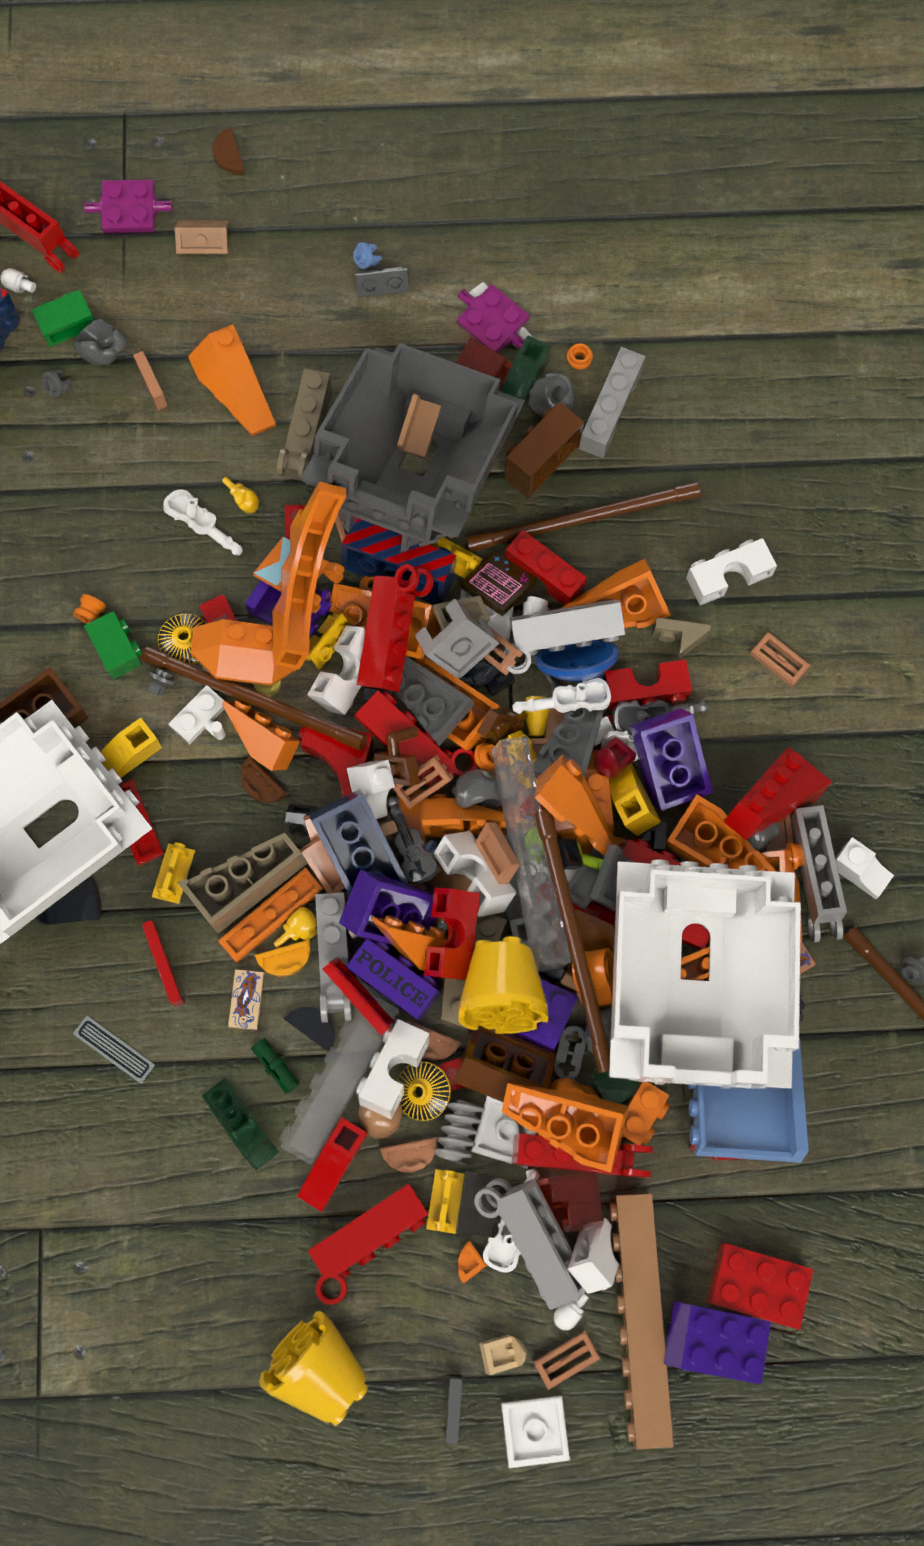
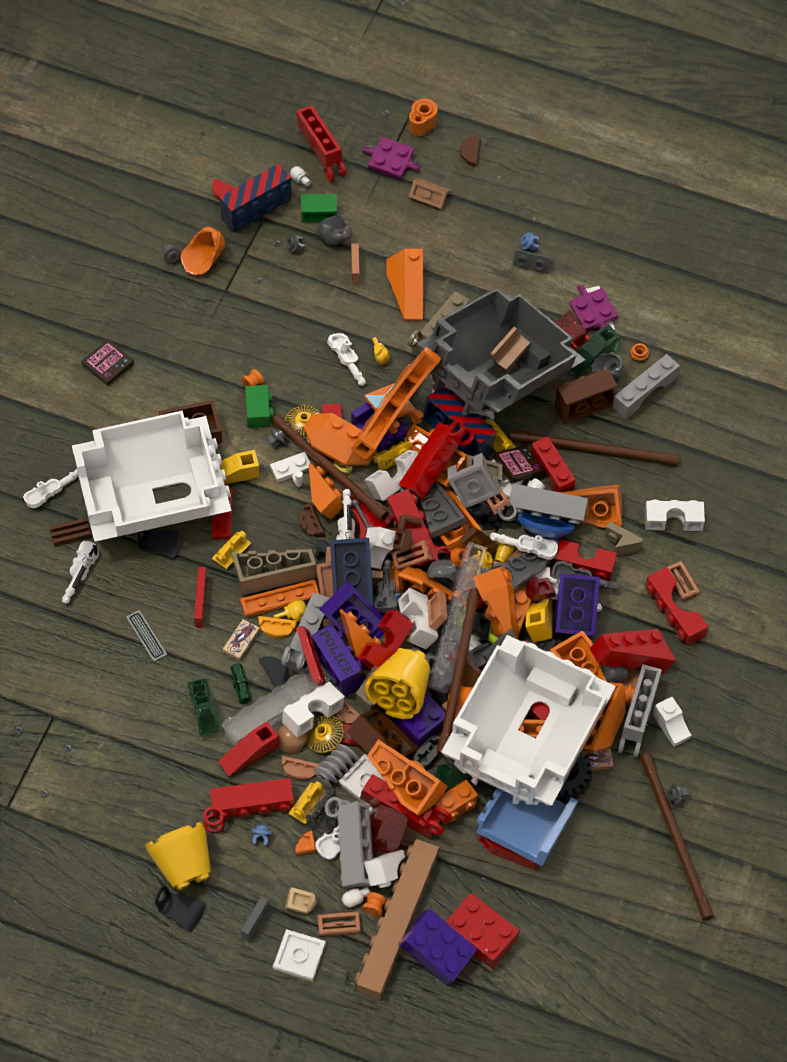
camera: 25 degrees right, 15 degrees down
(144, 130) = (422, 117): none -> orange piece
(313, 737) = (355, 503): none -> dark grey hinge
(314, 773) = (346, 524): none -> white piece
(350, 1441) = (180, 908): none -> black piece
(404, 1274) = (261, 830): none -> medium blue plate
(602, 1312) = (374, 904): none -> orange wheel
(818, 721) = (688, 625): none -> red arch

